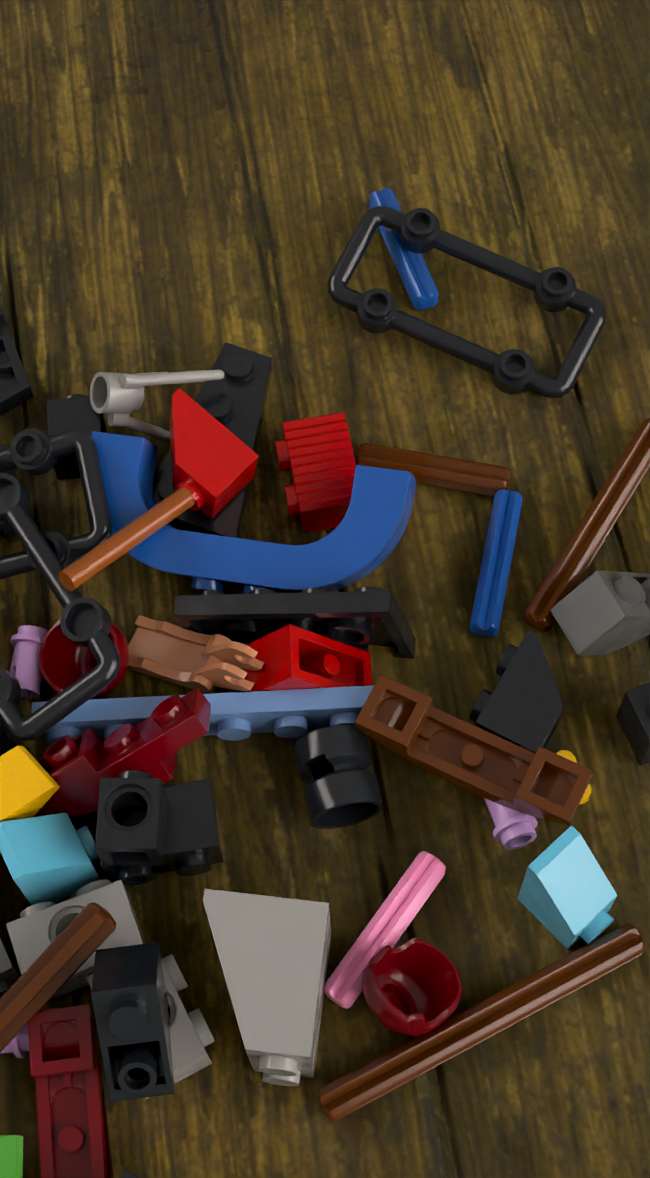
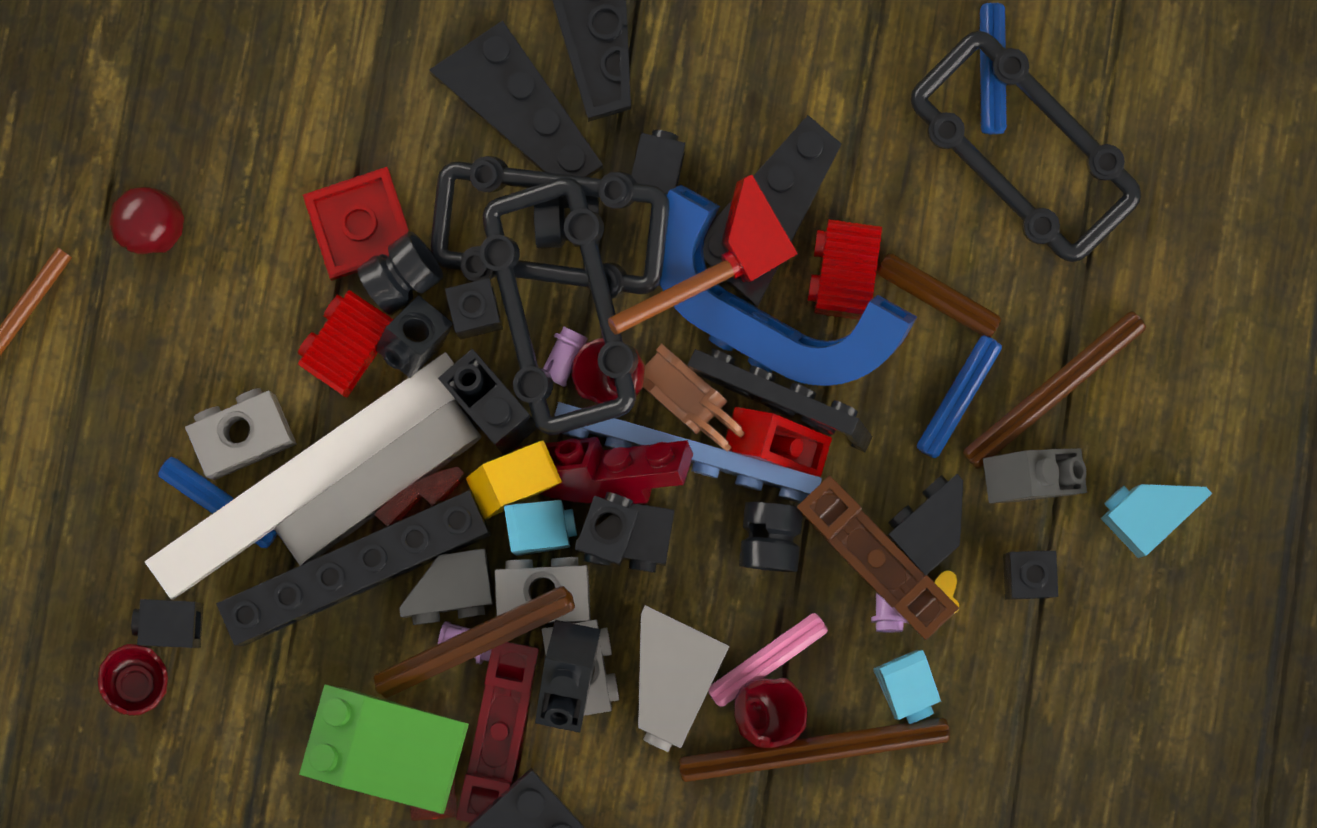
camera: 20 degrees right, 20 degrees up
(123, 392) = (701, 151): light grey plant -> none

